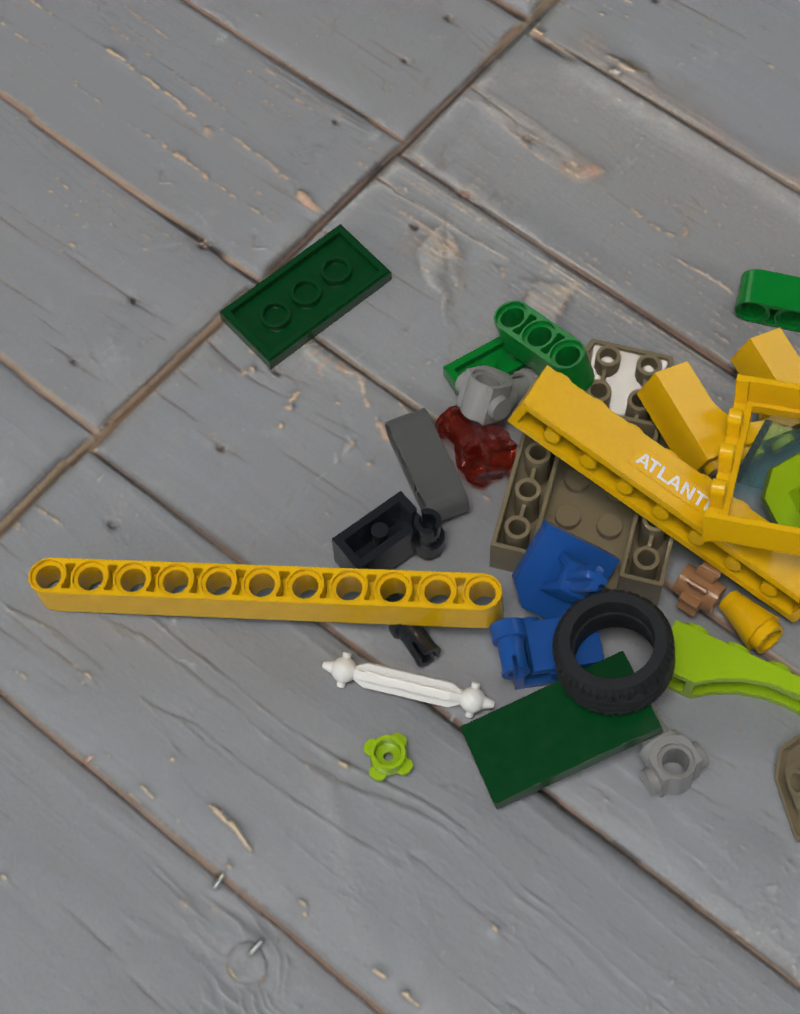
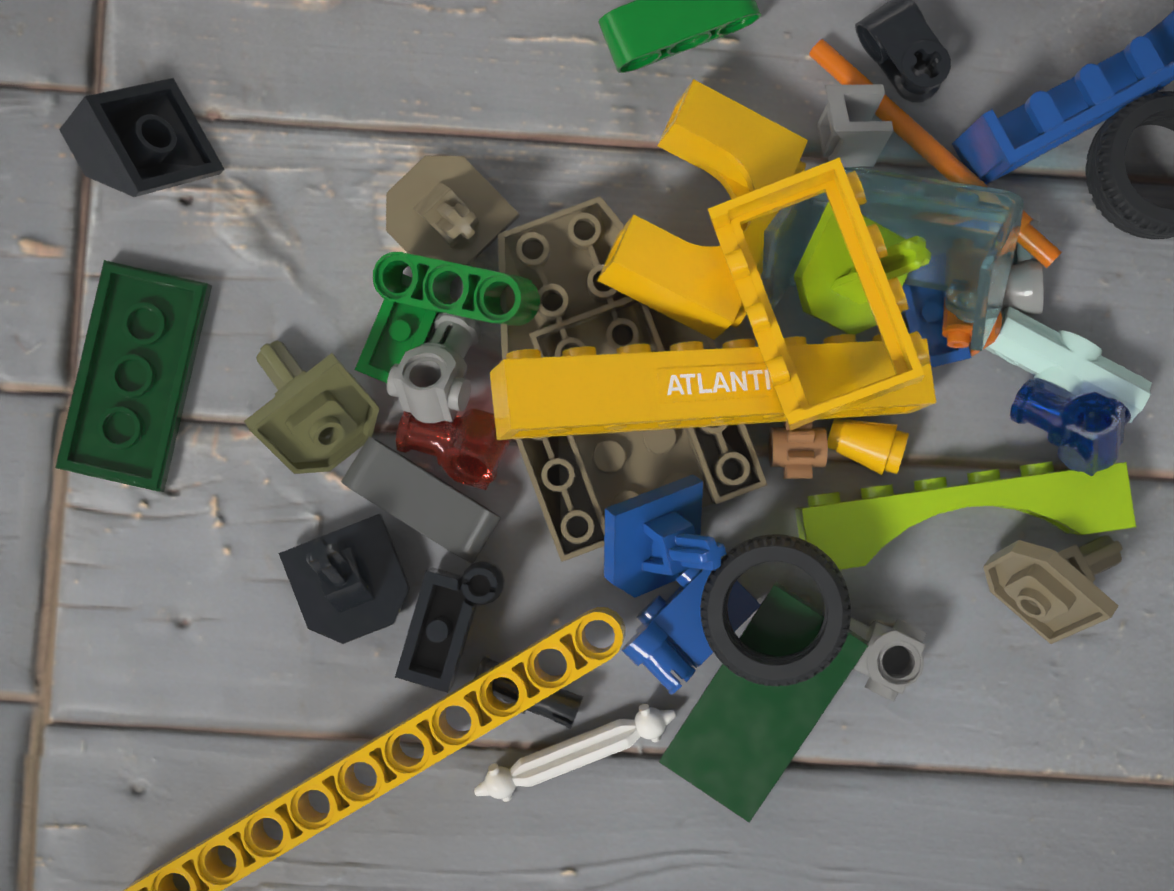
camera: 40 degrees left, 25 degrees up
(343, 479) = (348, 580): none -> black piece
(385, 744) = (609, 856): lime plate -> none
(399, 371) = (314, 414): none -> olive piece
(414, 171) = (140, 139): none -> black slope
(574, 309) = (446, 210): none -> dark tan piece

